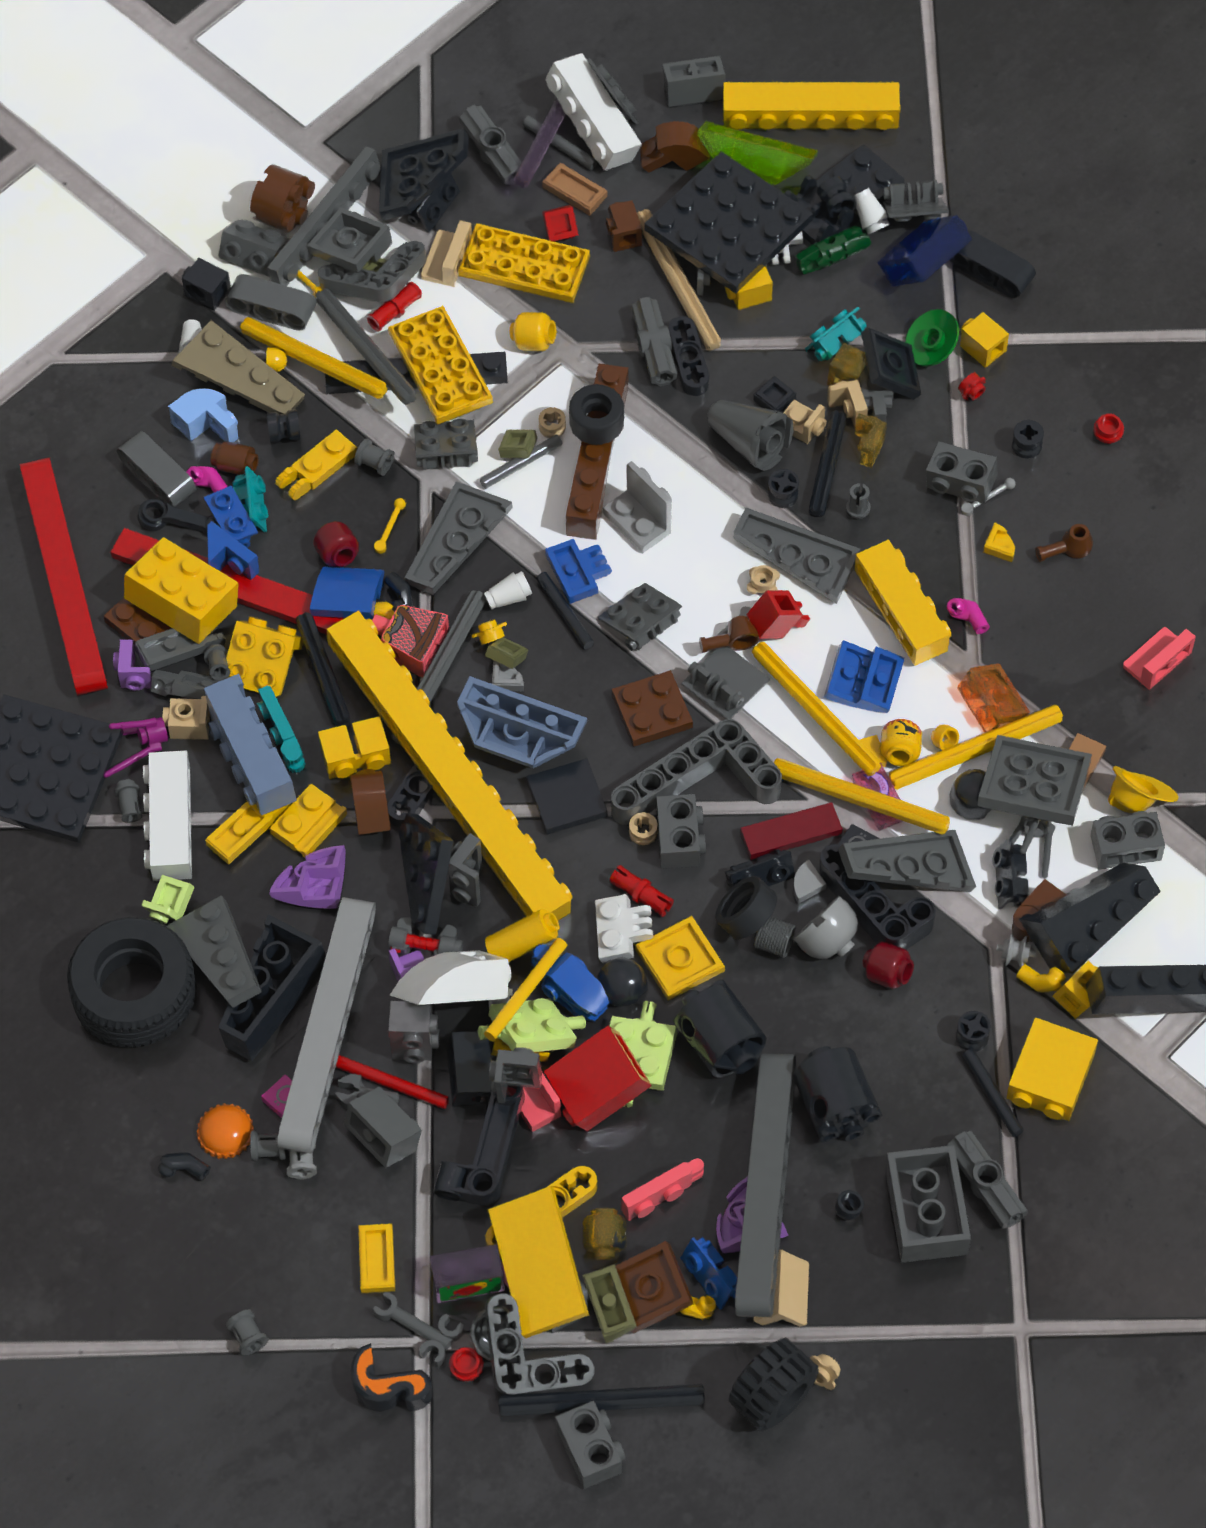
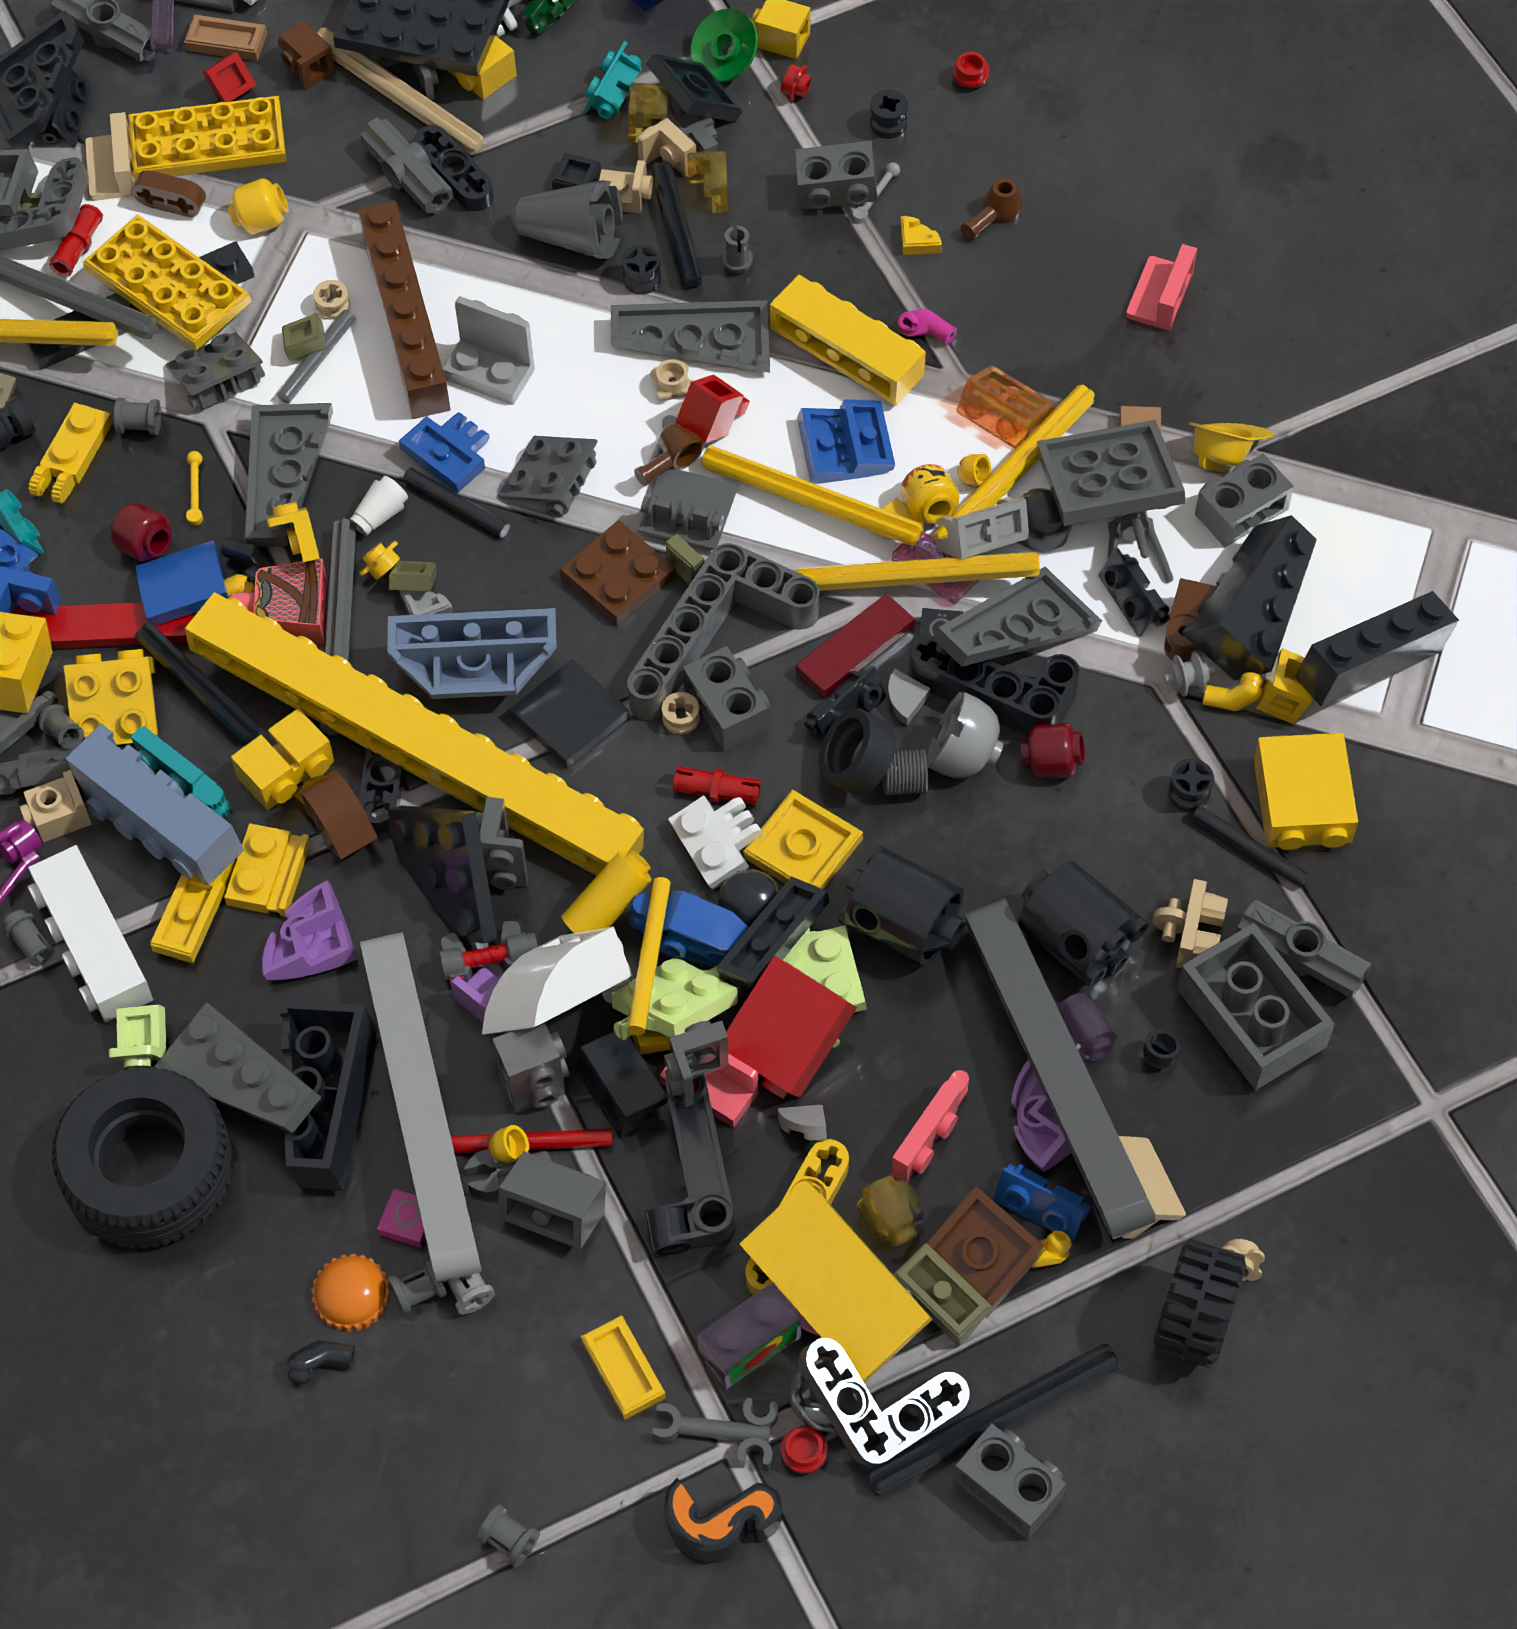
camera: 25 degrees left, 0 degrees up
(373, 1077) = (508, 1144): none -> yellow hinge
(441, 595) = (301, 536): none -> yellow bracket
(475, 296) = (169, 193): none -> reddish brown beam
(580, 1147) = (804, 1119): none -> light grey tile
(597, 398) = (385, 242): black tyre -> none
(622, 1009) = (773, 932): none -> black plate
(700, 716) = (684, 558): none -> olive tile
(805, 1168) = (1087, 1027): none -> clear purple brick
(922, 785) = (984, 529): none -> light grey hinge
(928, 1119) = (1201, 908): none -> tan hips

